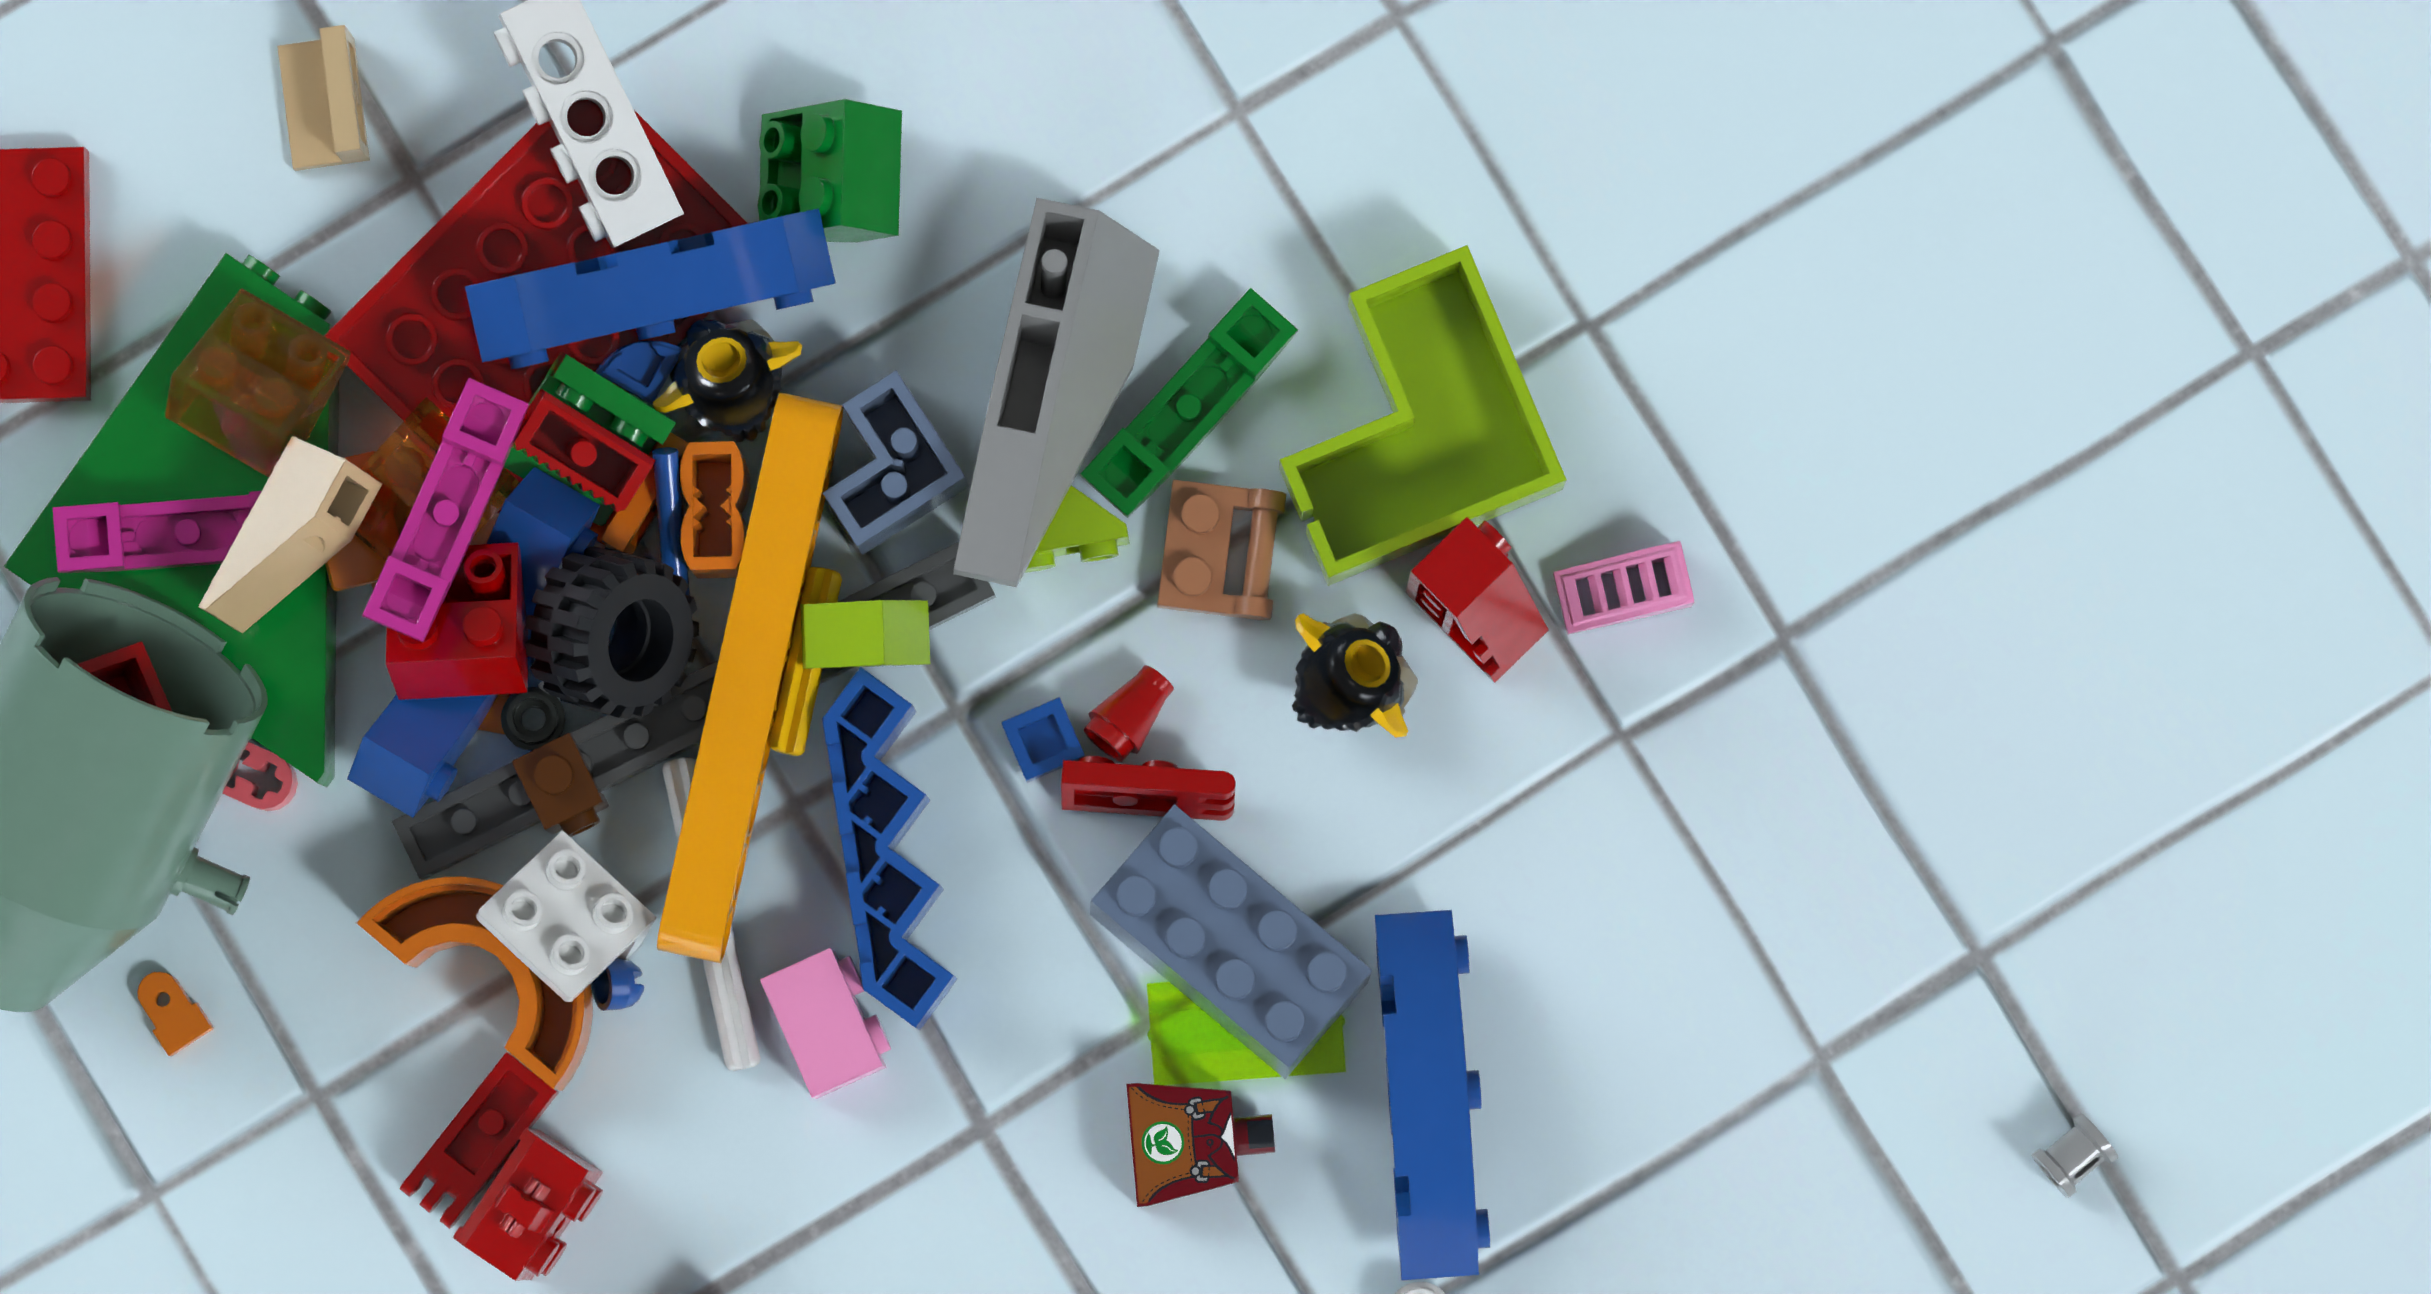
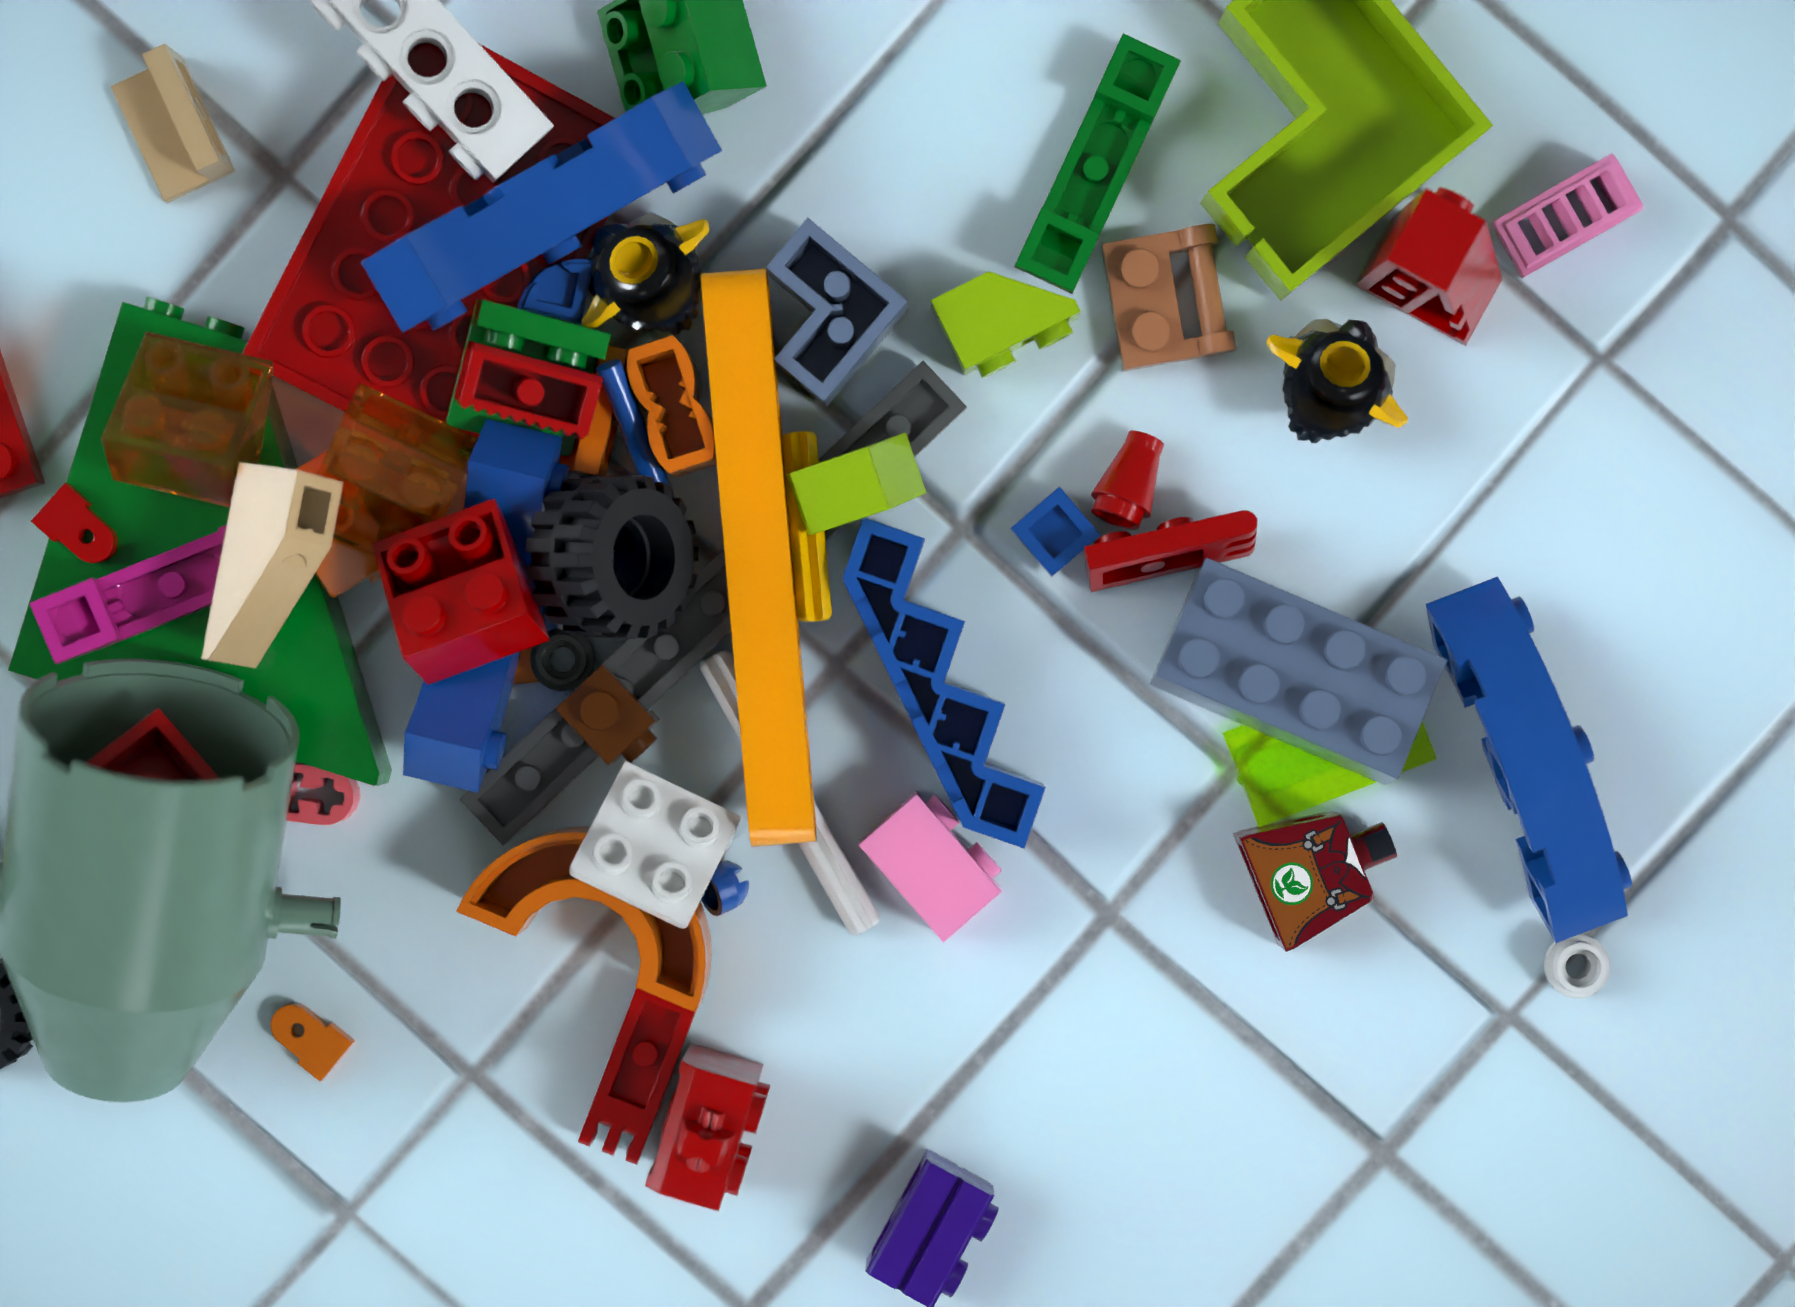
camera: 20 degrees left, 5 degrees up
(109, 440) = (68, 518): none -> red piece
(446, 510) = (414, 490): dark pink slope -> none
(1055, 380) = (965, 181): light grey wedge -> none

